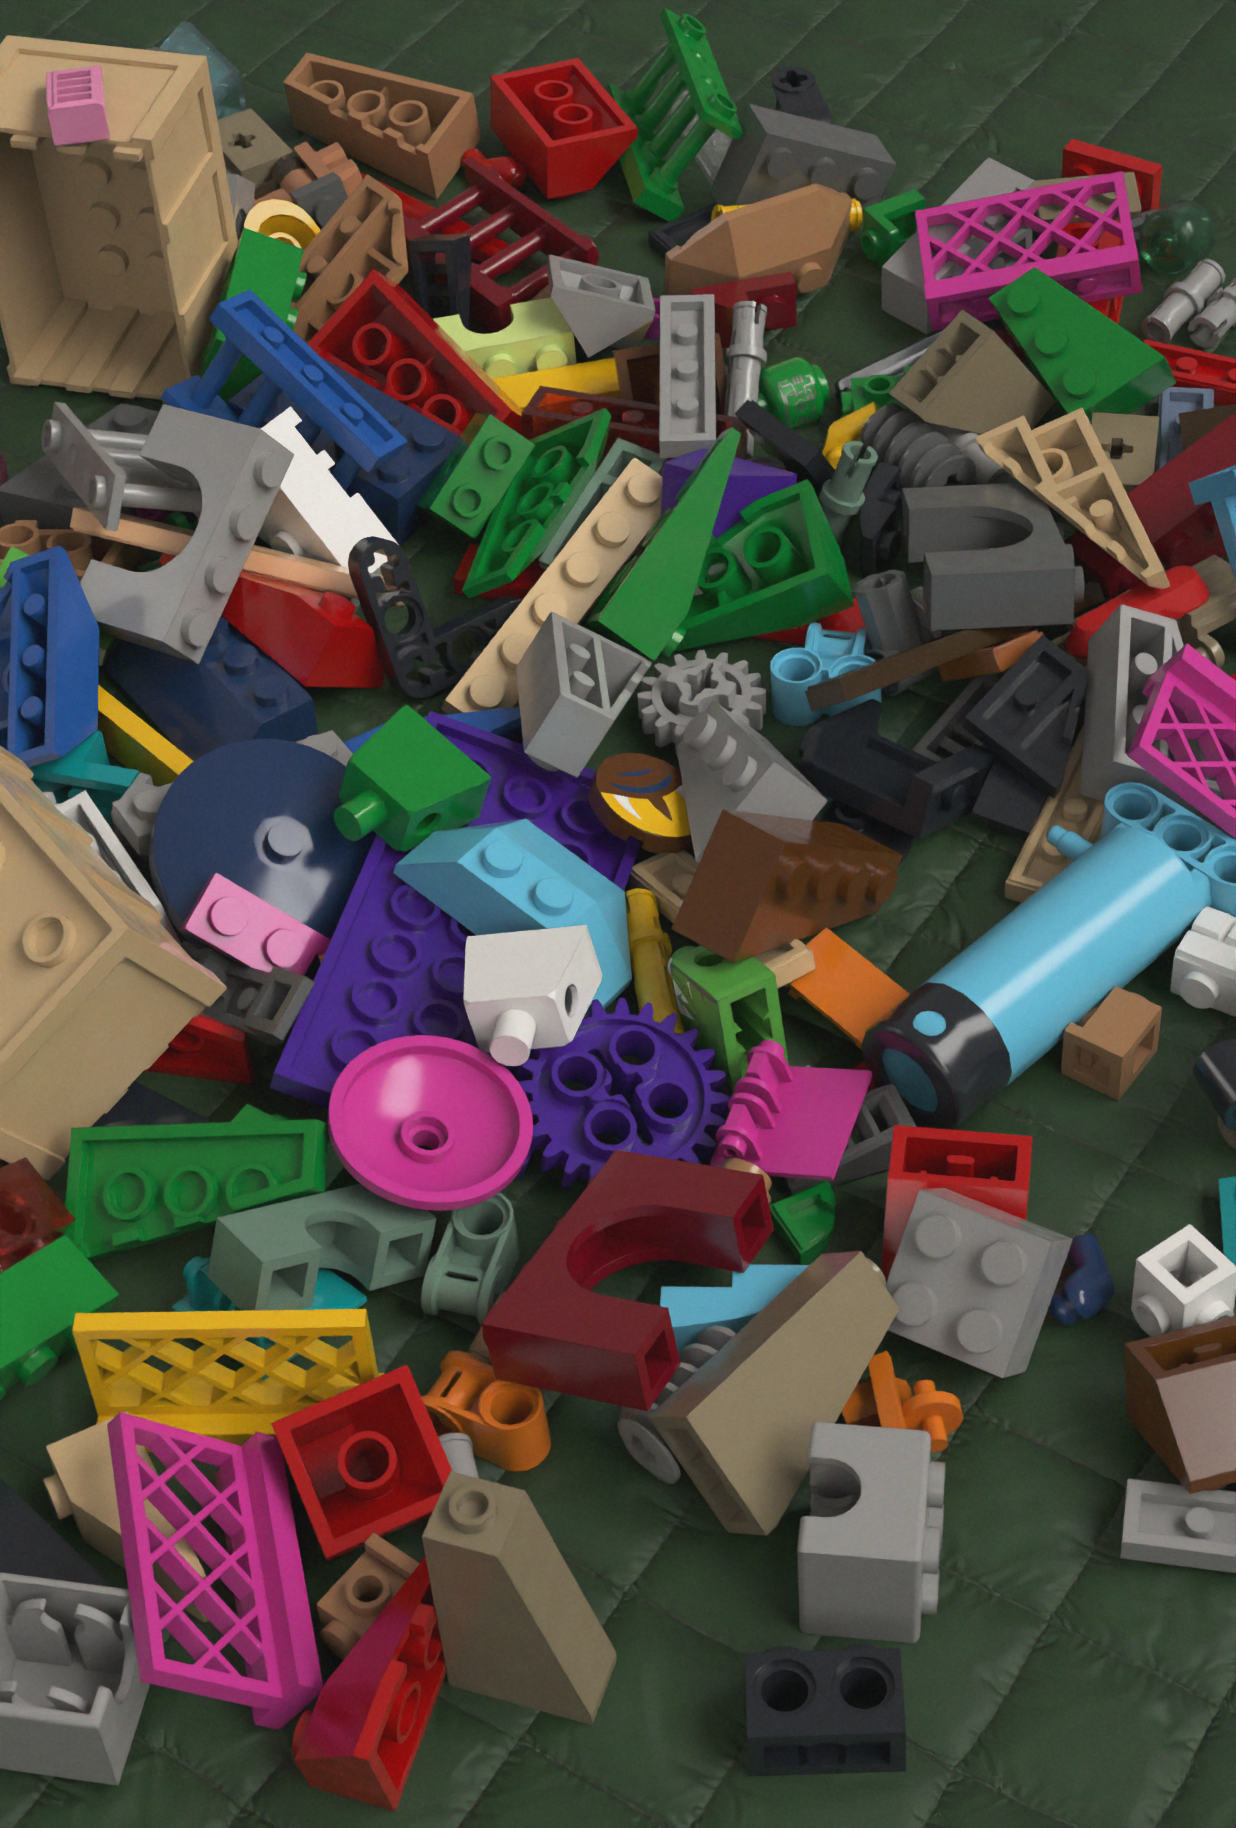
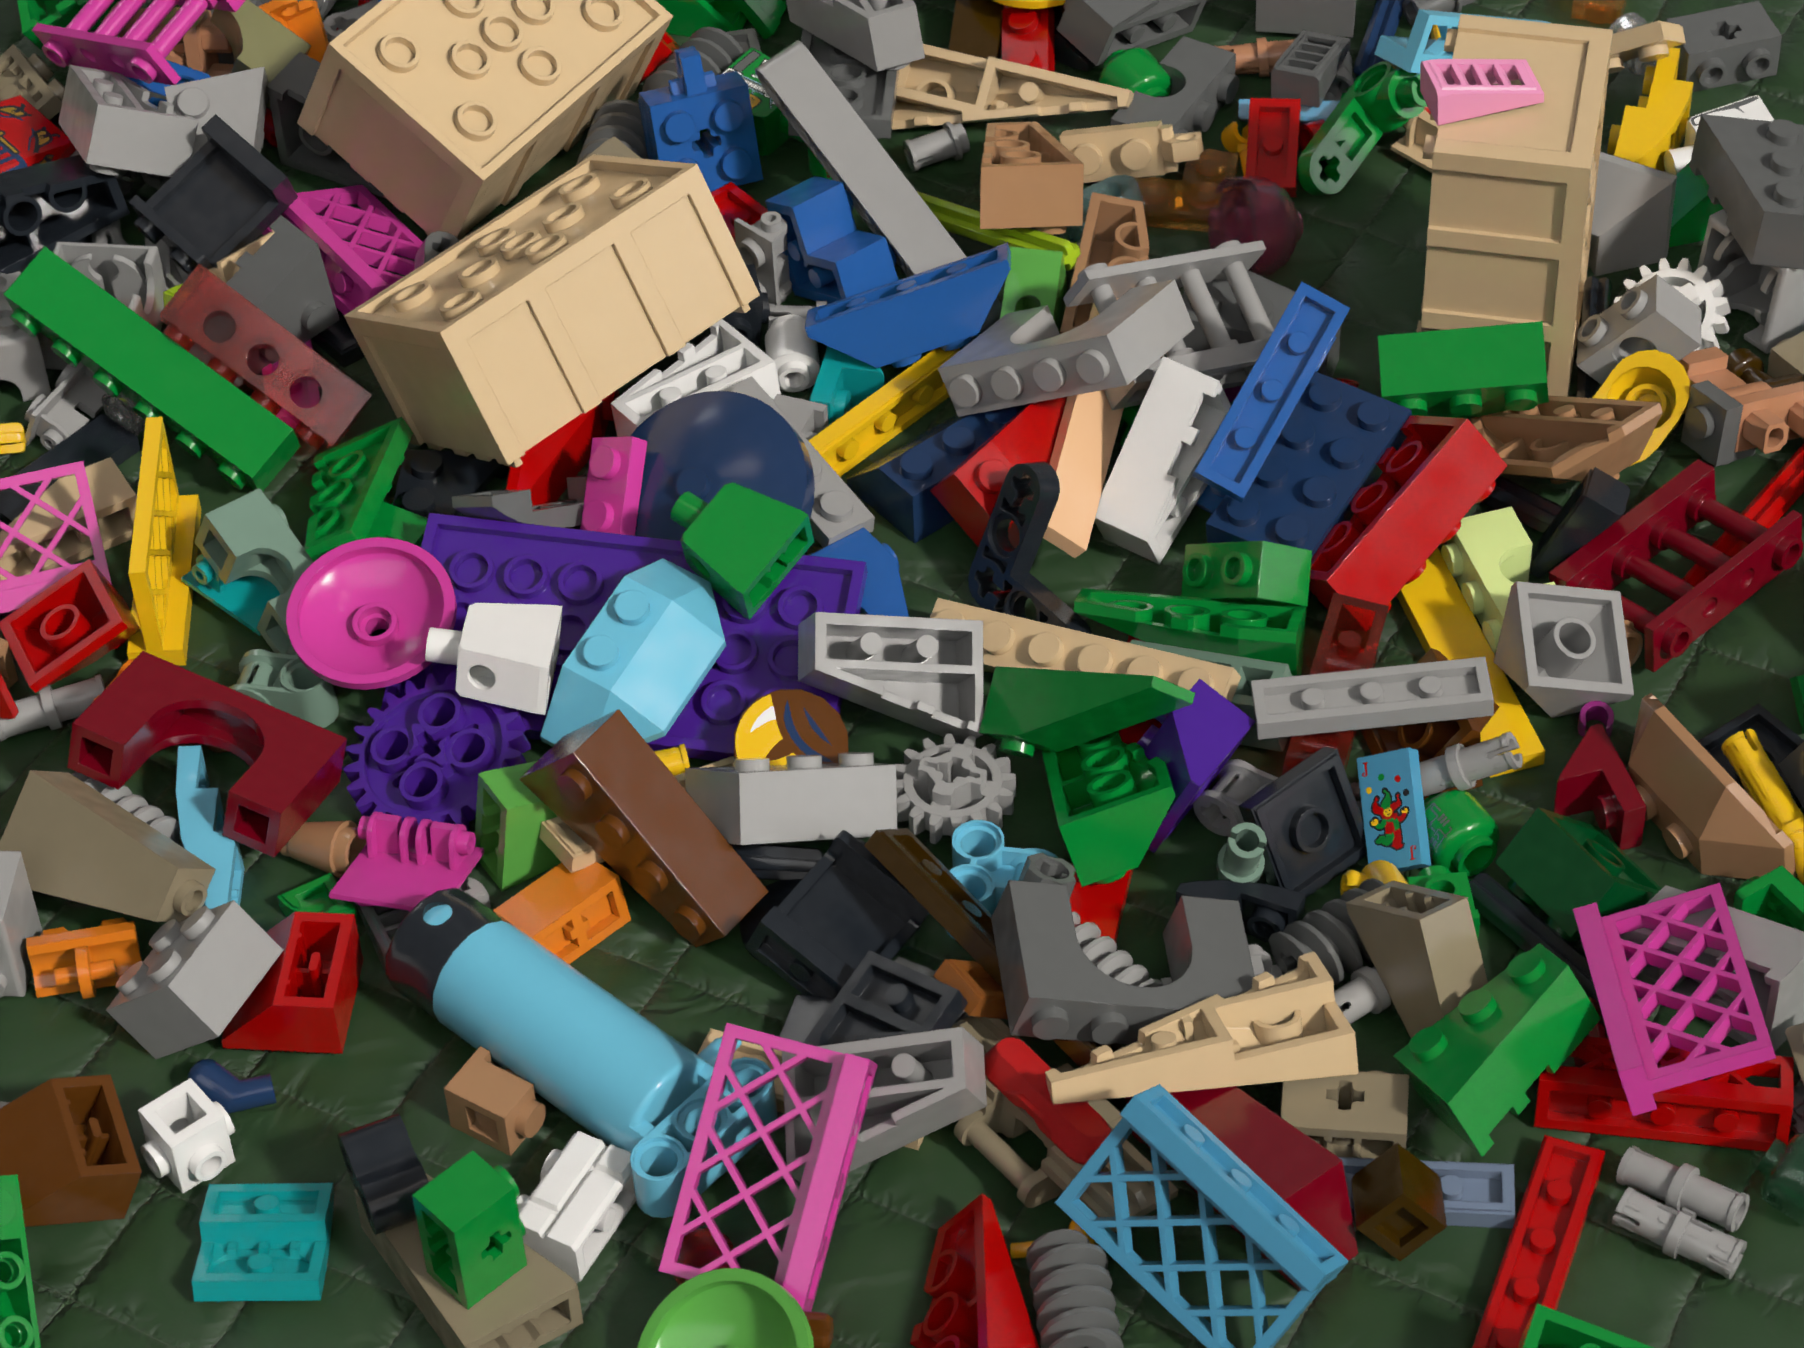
camera: 85 degrees right, 0 degrees up
(795, 408) = (1394, 809): none -> dark azure tile
(854, 326) = (1571, 865): none -> dark green slope

